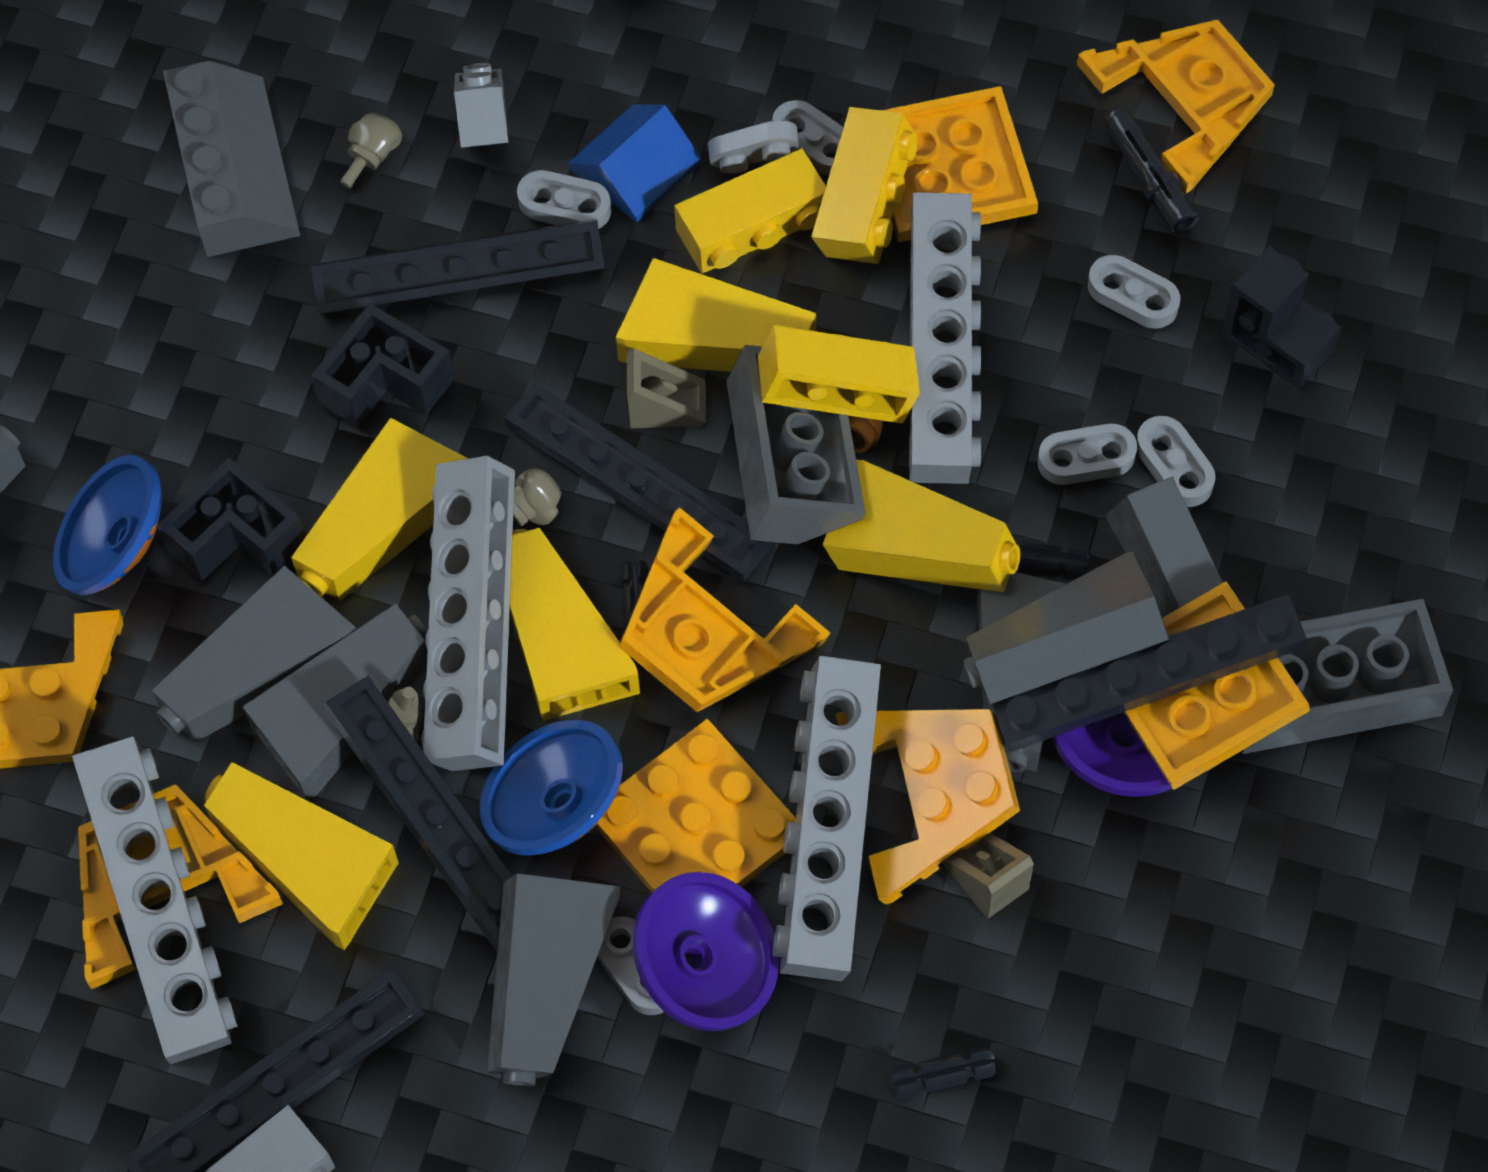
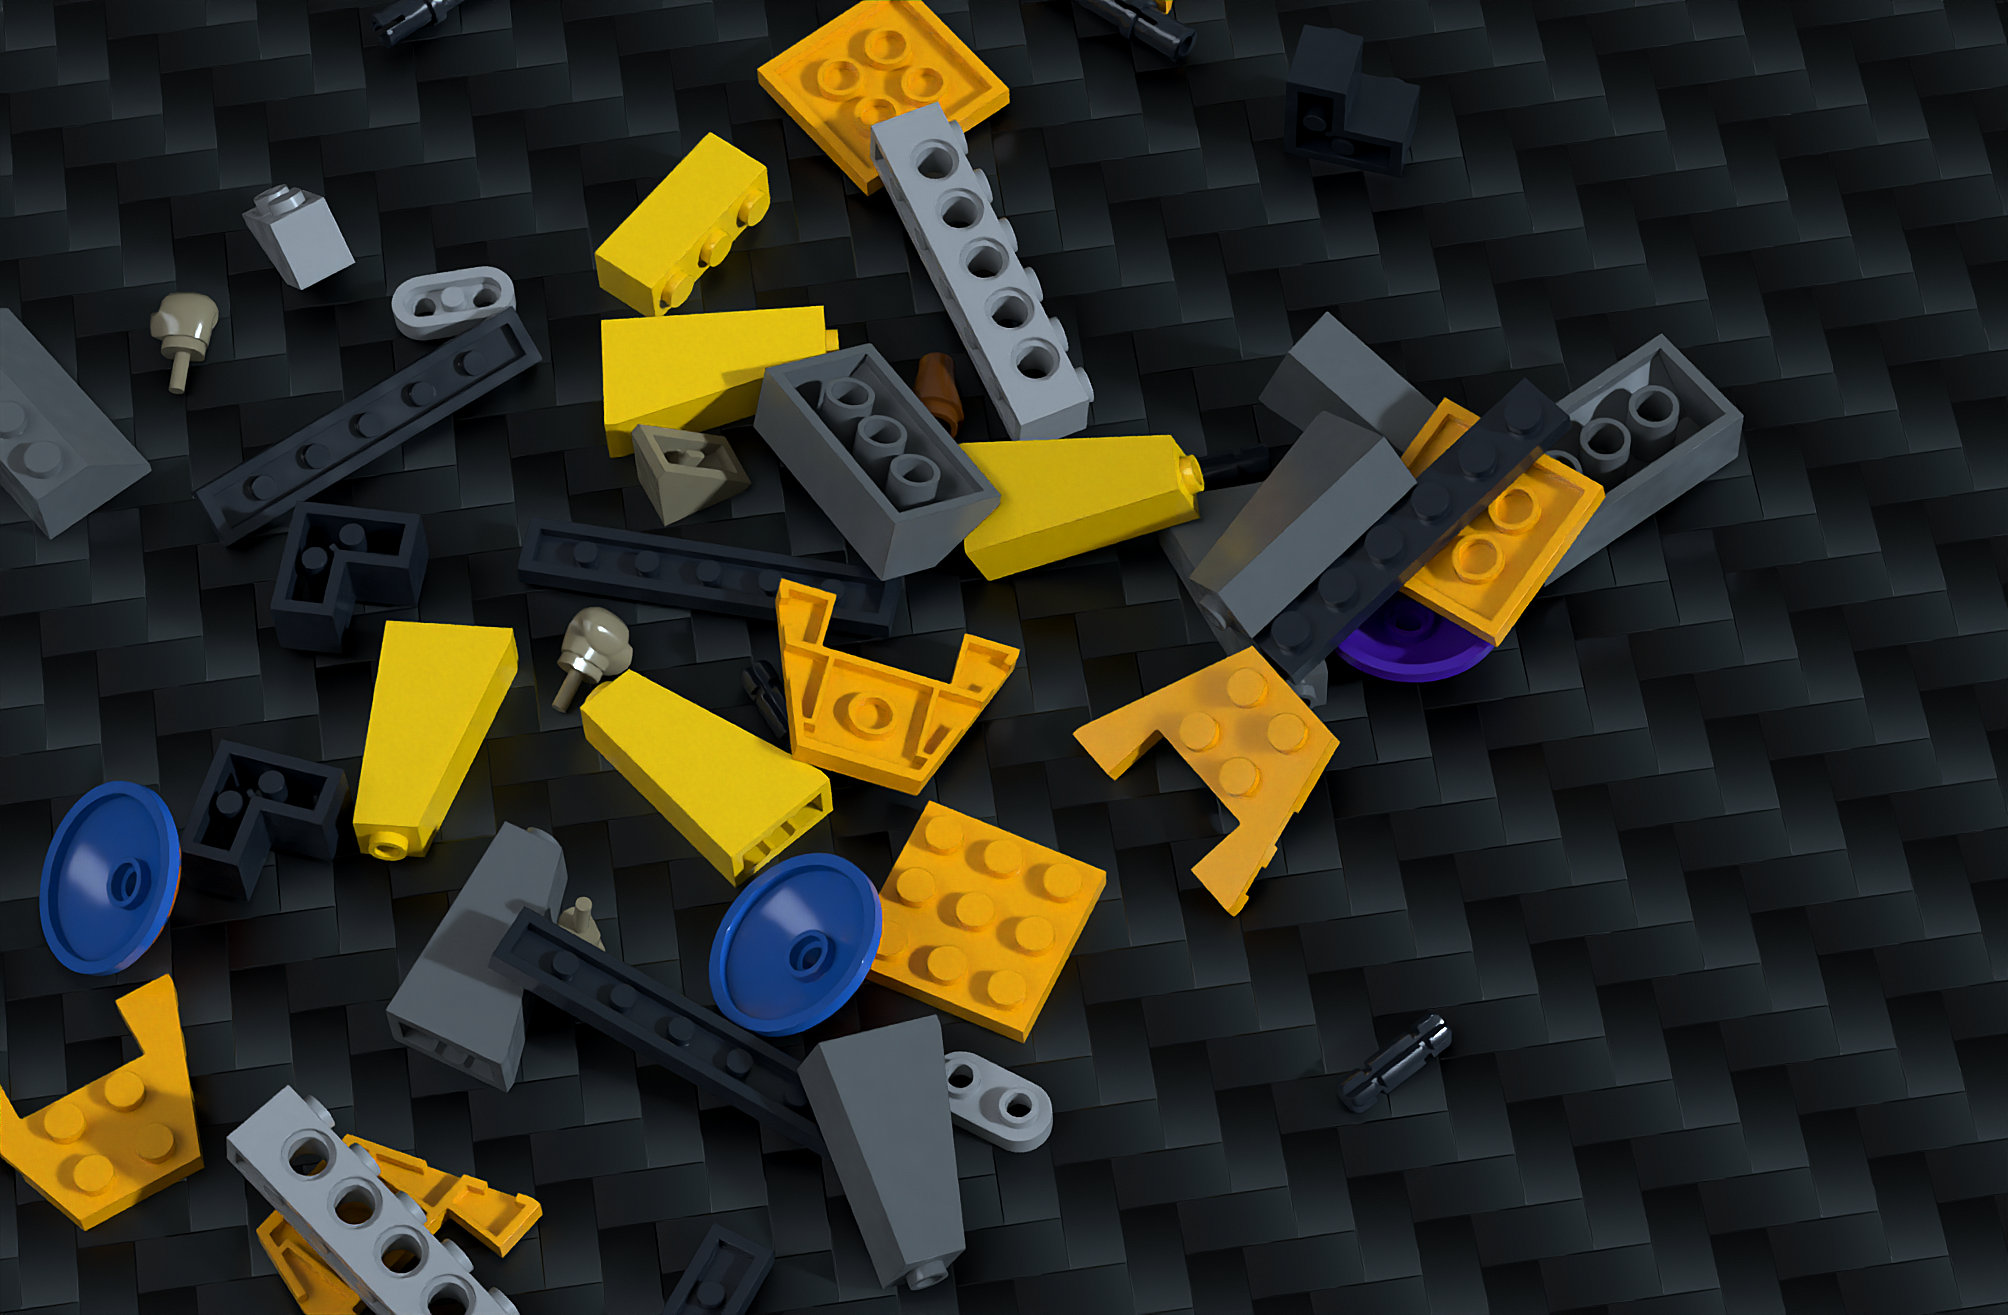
camera: 25 degrees left, 5 degrees down
(247, 655) = (357, 955): dark grey slope -> none
(306, 852) = (560, 1142): yellow slope -> none
(469, 614) = (518, 661): light grey brick -> none
(638, 158) = (515, 219): blue slope -> none
(723, 936) = (1068, 1044): dark purple dish -> none
(752, 144) = (661, 142): light grey plate -> none
(819, 132) = (713, 112): light grey plate -> none
(838, 374) = (890, 357): yellow brick -> none
(853, 689) = (1091, 692): light grey brick -> none
(865, 185) = (805, 144): yellow brick -> none
(991, 873) = (1338, 827): dark tan slope -> none
(1084, 452) = (1201, 339): light grey plate -> none
(1136, 290) = (1165, 143): light grey plate -> none
(1181, 460) = (1310, 299): light grey plate -> none

